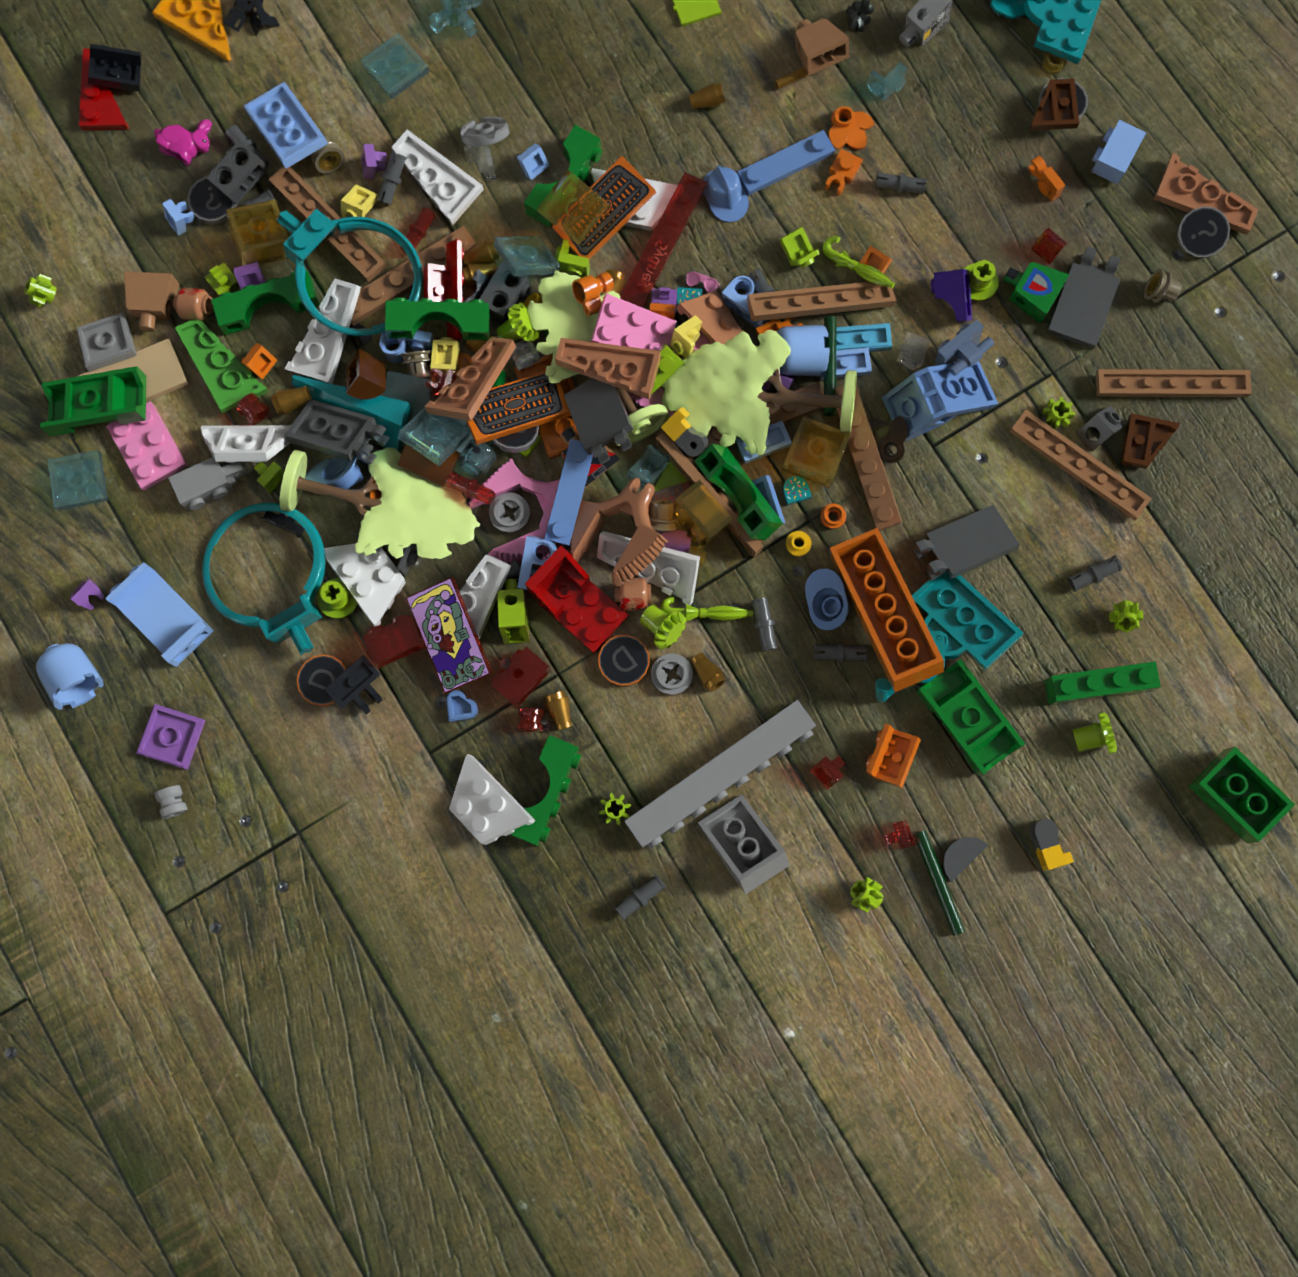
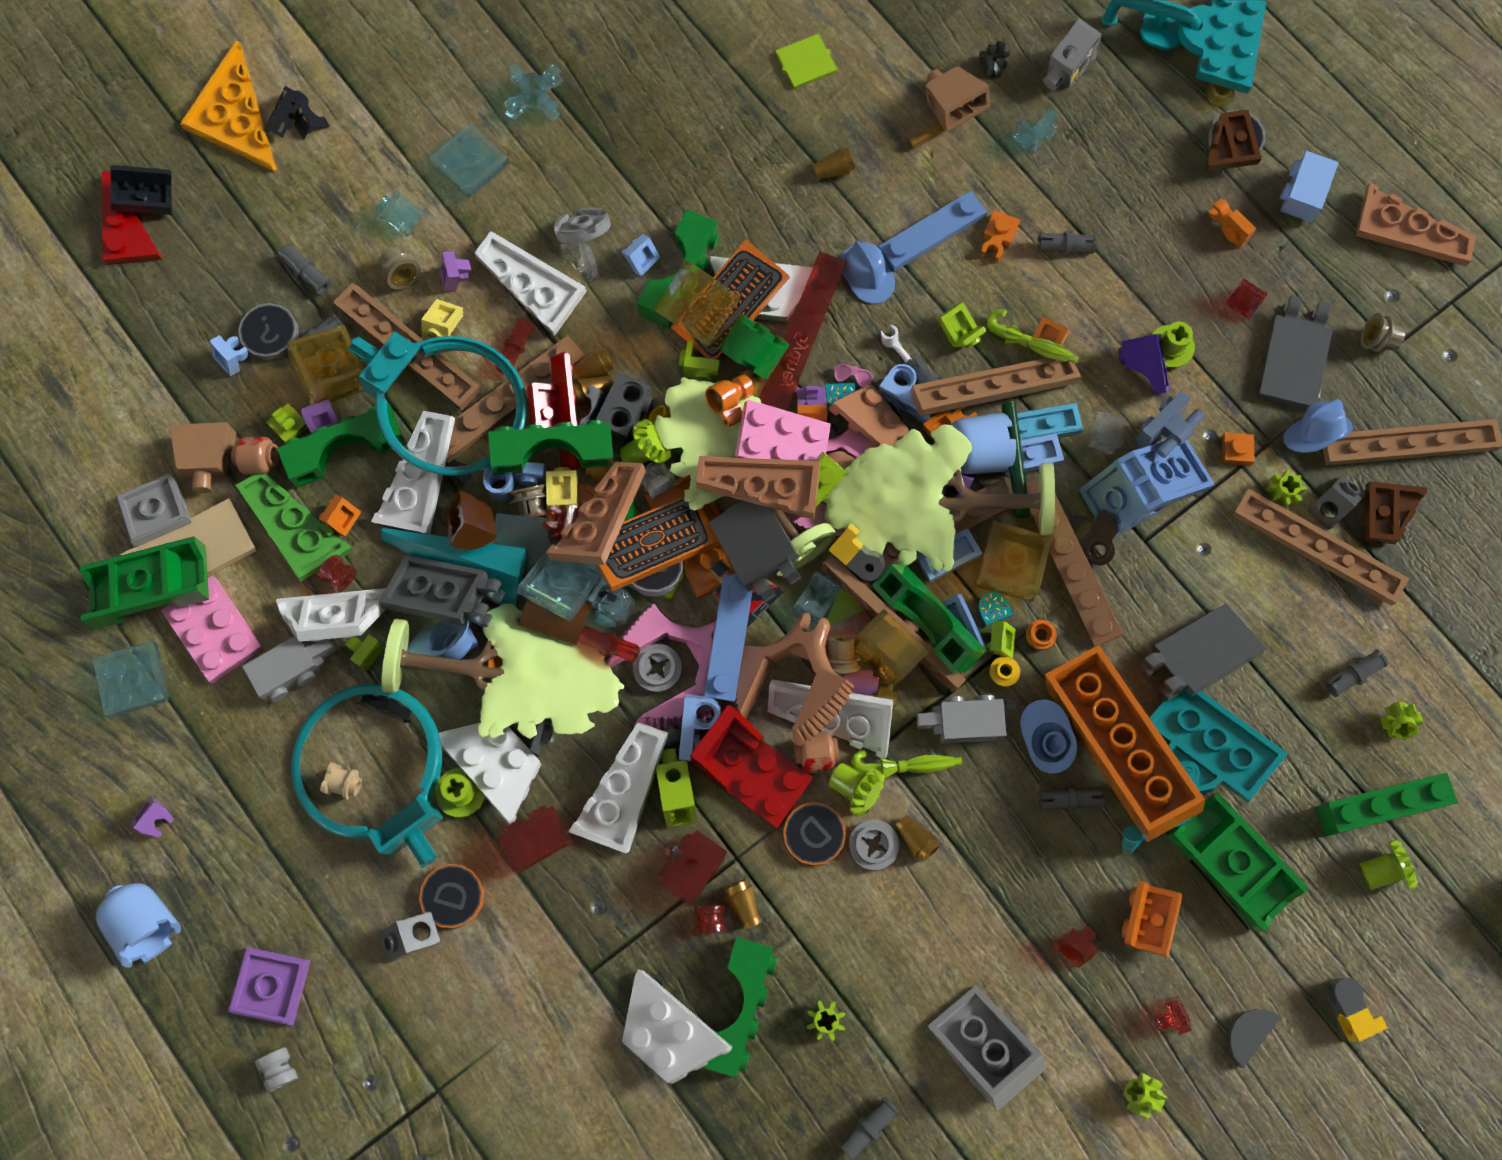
camera: 10 degrees left, 5 degrees down
(40, 290) = (69, 456): lime gear -> none
(159, 613) = (244, 833): light blue panel -> none
(183, 144) = (226, 269): dark pink animal -> none
(241, 579) = (341, 781): none -> tan brick
(242, 176) = (302, 301): dark grey brick -> none
(277, 709) = (399, 938): none -> bracket
(285, 125) = (348, 238): light blue tile -> none
(290, 399) = (380, 558): pearl gold cone -> none
(331, 106) = (399, 212): none -> clear light blue bracket
(352, 682) = (488, 897): black hinge -> none
(391, 178) = (478, 288): dark grey pin -> none
(449, 635) = (601, 825): tile -> none
(459, 707) = (622, 912): medium blue tile -> none
(526, 255) = (646, 363): clear light blue plate -> none
(618, 249) = (754, 346): none -> green brick
(685, 336) = (844, 440): light yellow bracket -> none
(720, 774) = (947, 964): light grey brick -> none
(740, 256) = (894, 343): none -> white hand
(760, 580) = (966, 720): none -> light grey hinge
(764, 624) = (977, 773): dark grey pin -> none
(799, 516) = (1001, 638): none -> lime tile
(849, 132) = (1002, 189): orange plate -> none
(939, 883) = (1228, 1071): dark green piece -> none
(1023, 375) = (1237, 449): none -> orange plate
(1035, 288) = (1238, 349): green torso -> none
(1096, 362) = (1320, 426): none -> medium blue piece
(1203, 232) = (1418, 267): black tile -> none

